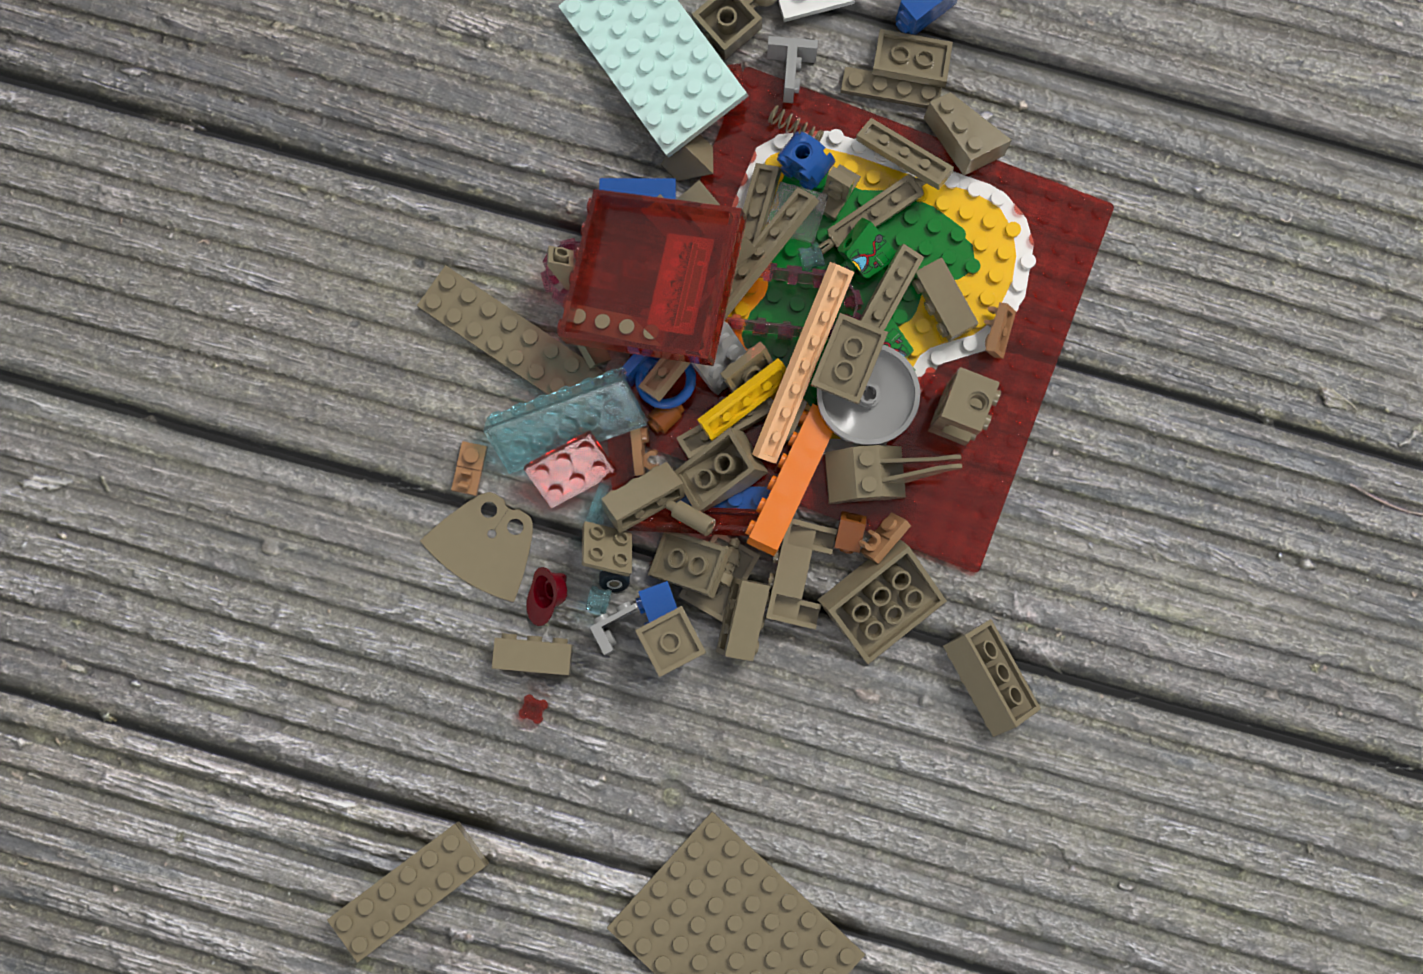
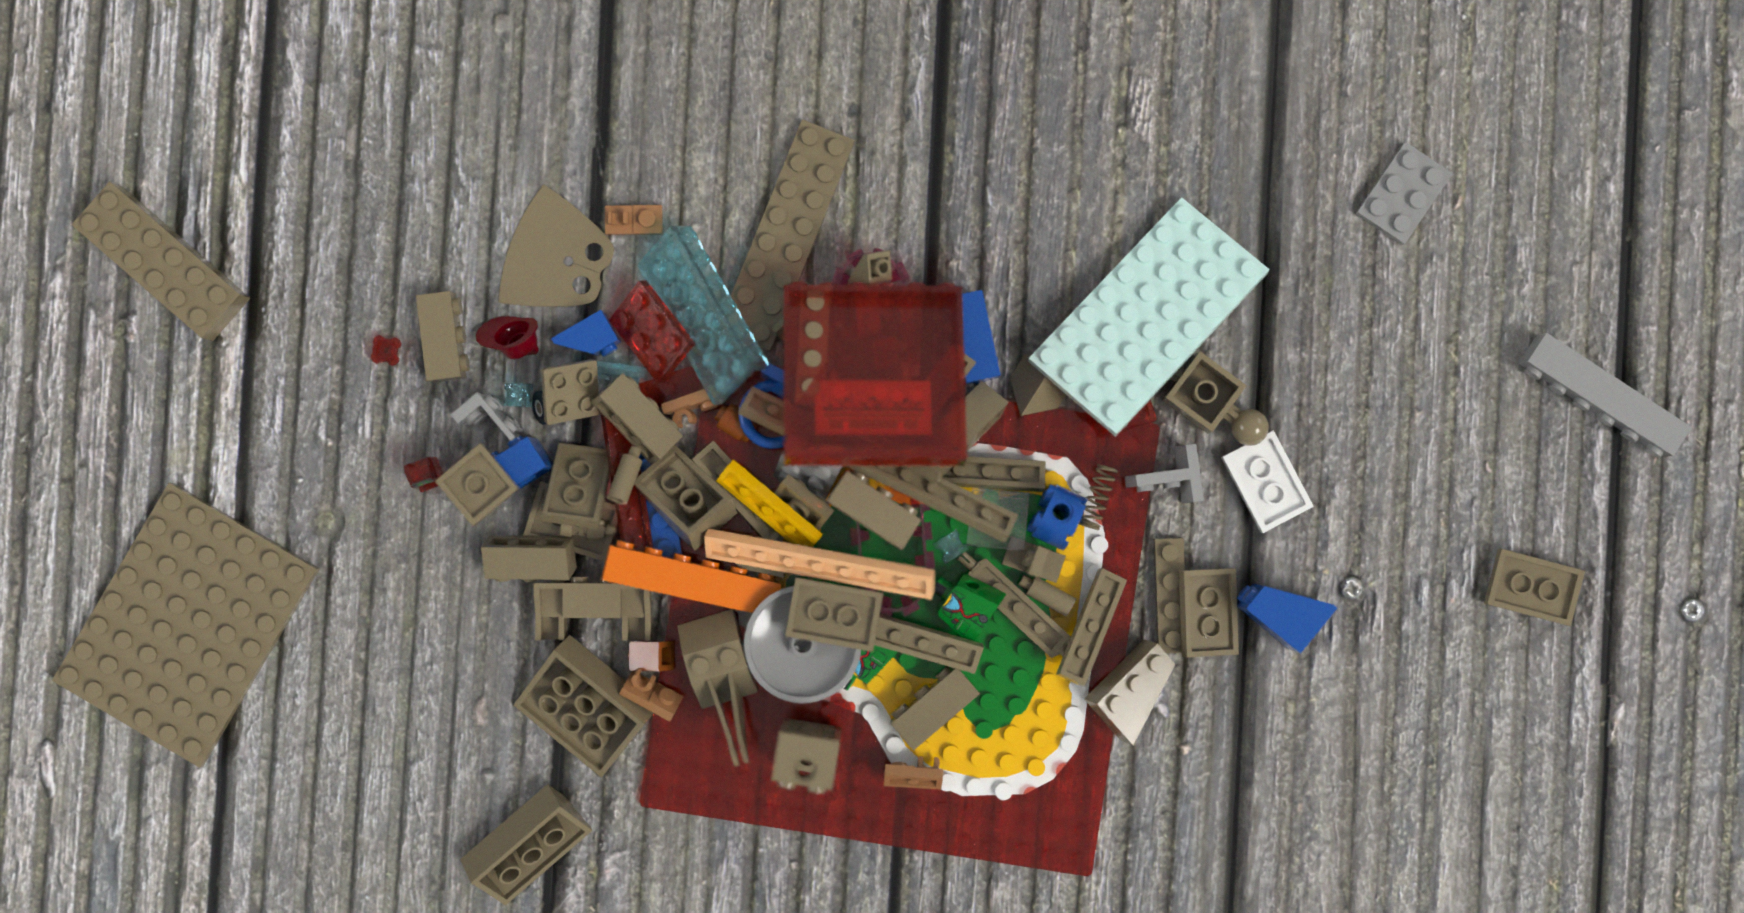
camera: 80 degrees right, 5 degrees up
(562, 526) = (592, 336): none -> blue slope
(650, 695) = (423, 473): none -> clear red leg
(766, 305) = (874, 509): none -> dark tan brick
(869, 185) = (1048, 594): none -> dark tan cylinder

